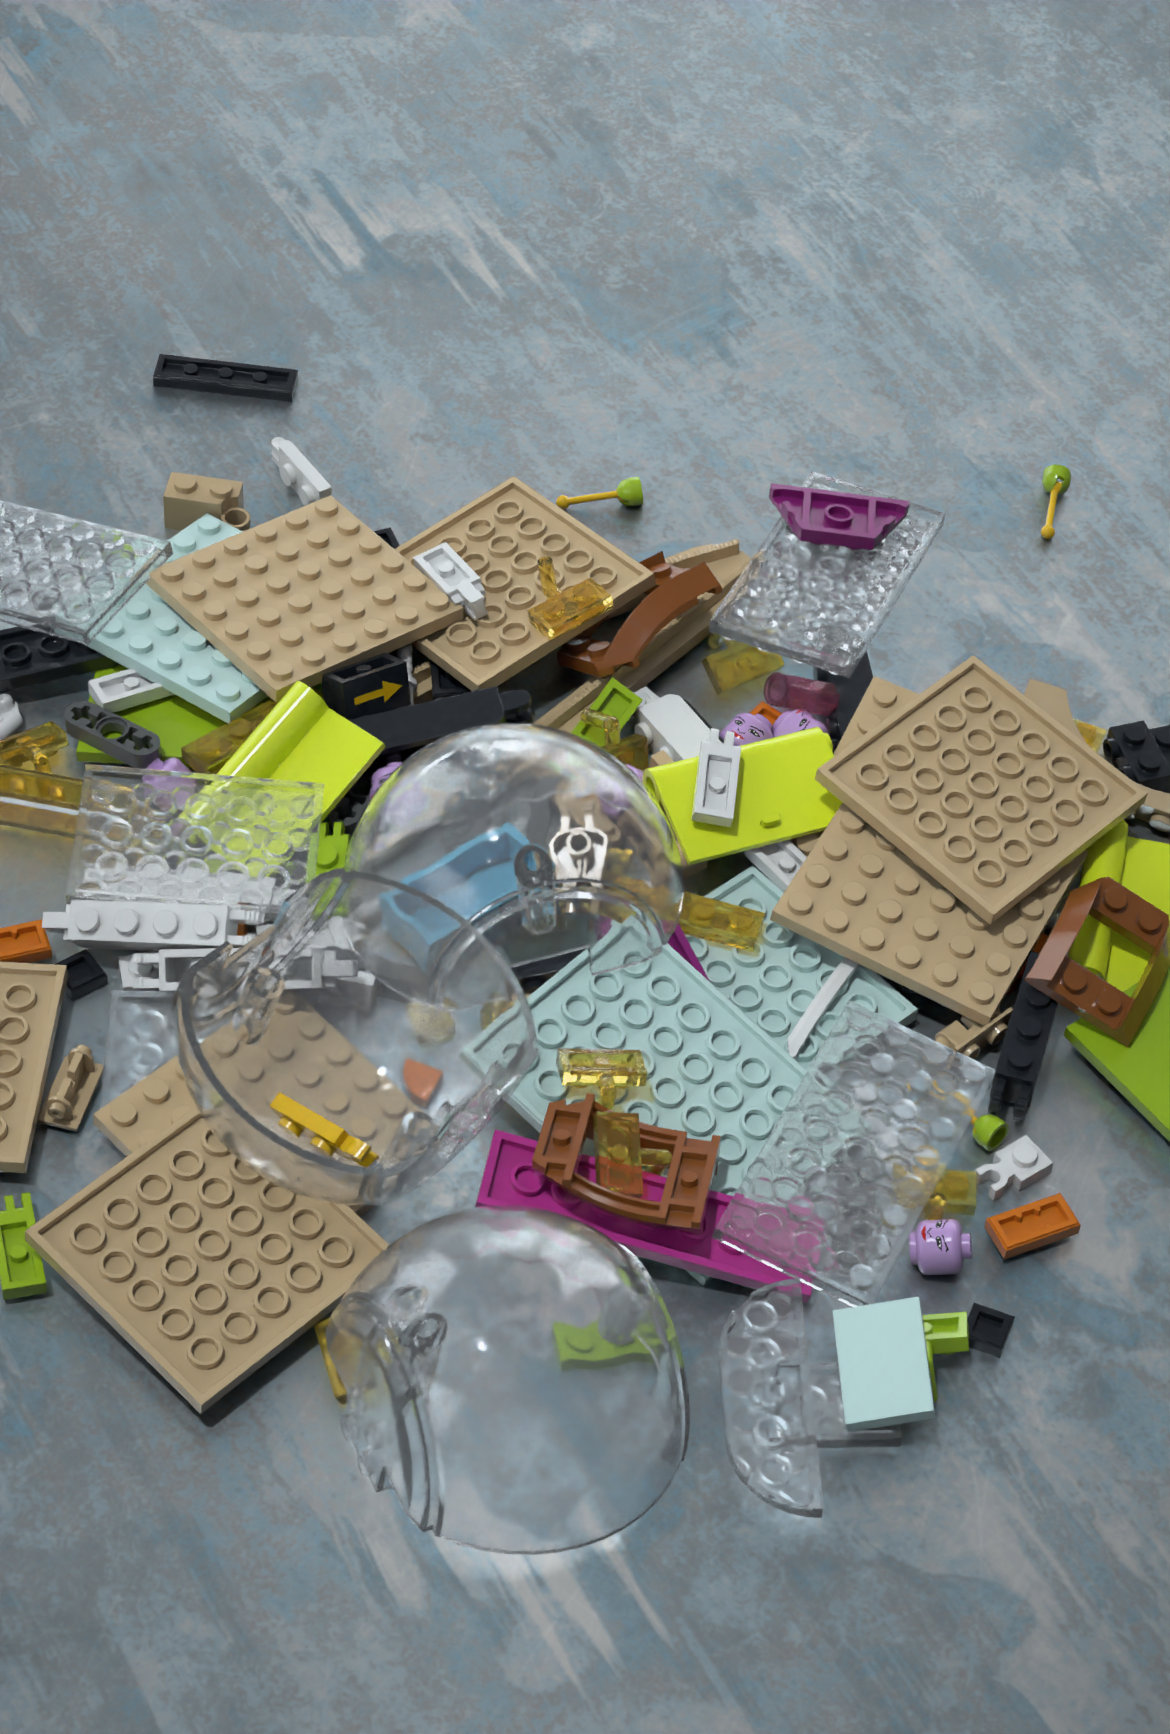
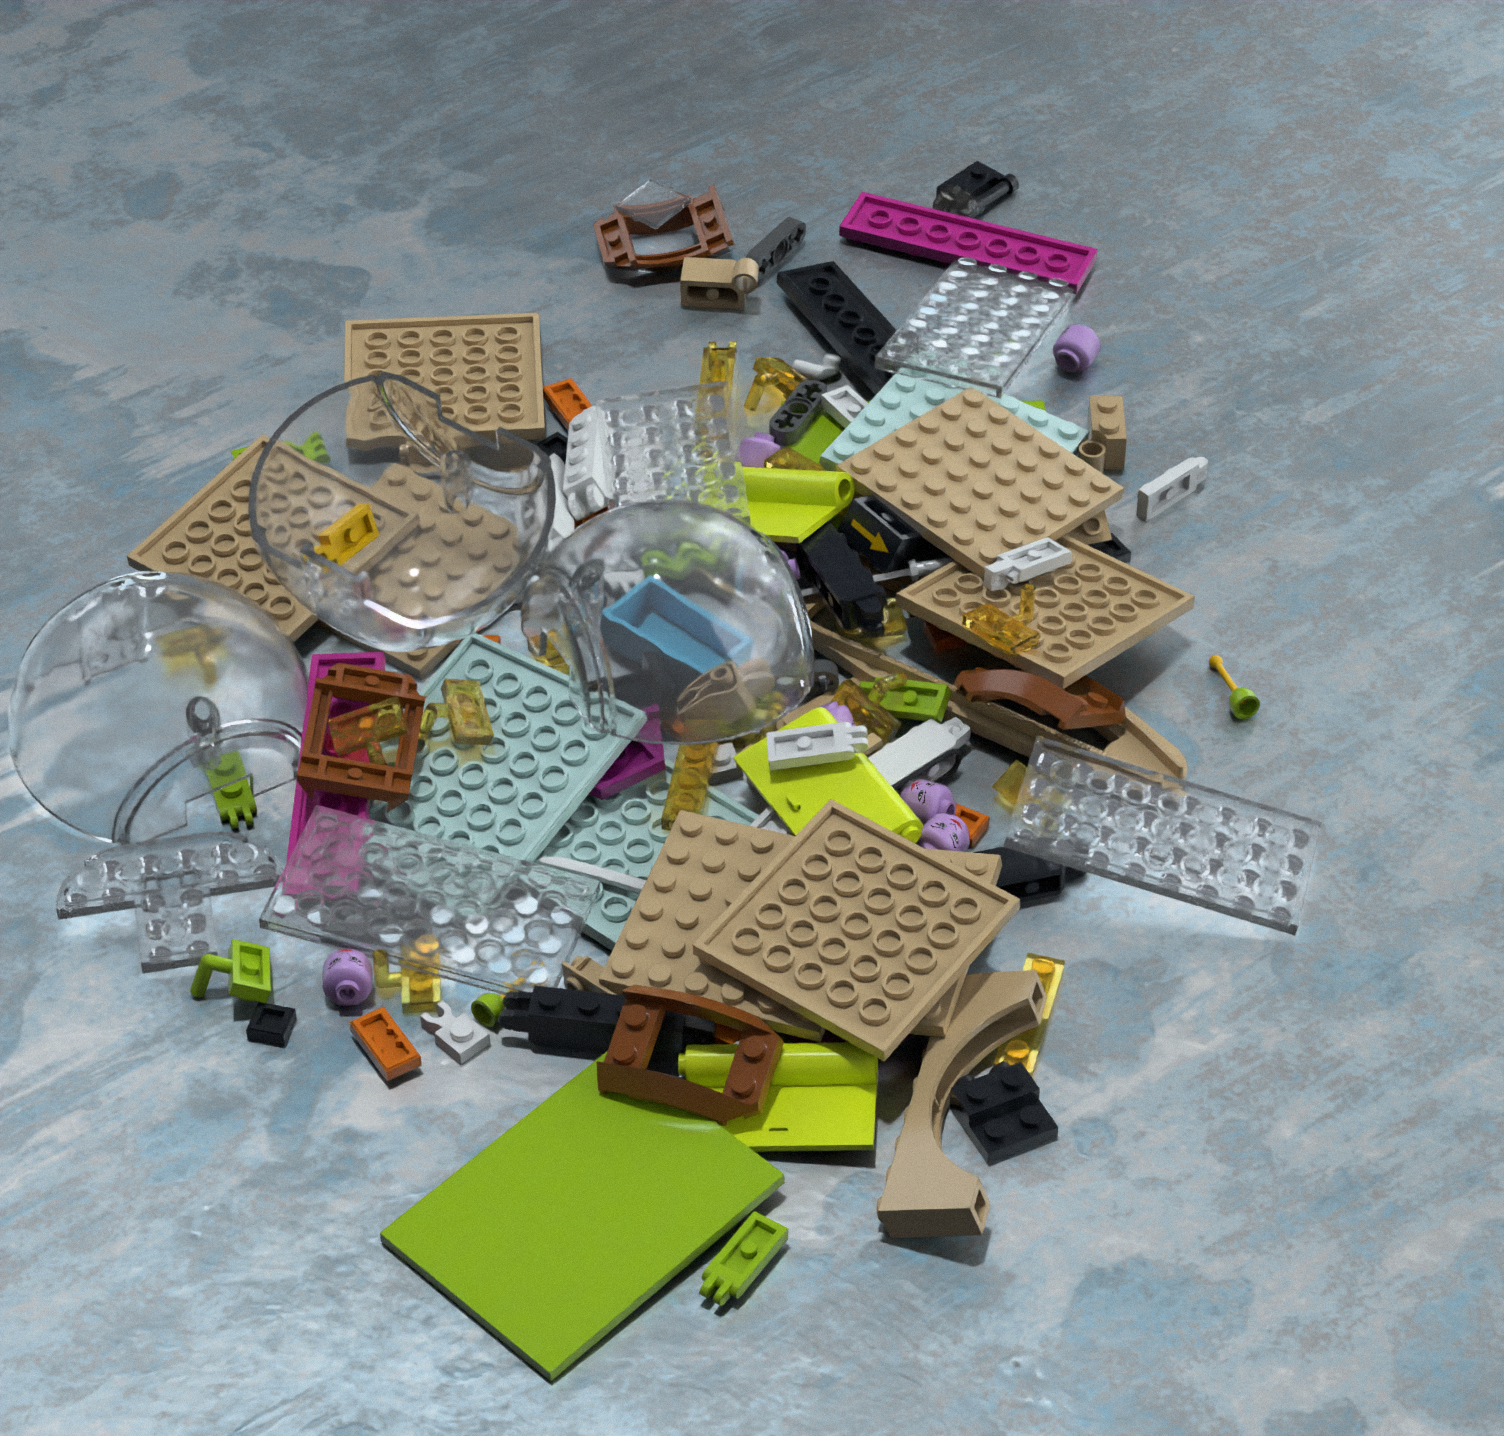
camera: 85 degrees right, 5 degrees down
(53, 496) = (1076, 348): none -> lavender head
(225, 378) = (1292, 432): black tile -> none
(801, 693) = (986, 829): clear pink piece -> none
(837, 516) = (1233, 828): magenta wing -> none
(883, 1364) = (200, 933): light aqua tile -> none
(1056, 488) = (1390, 1017): hinge -> none

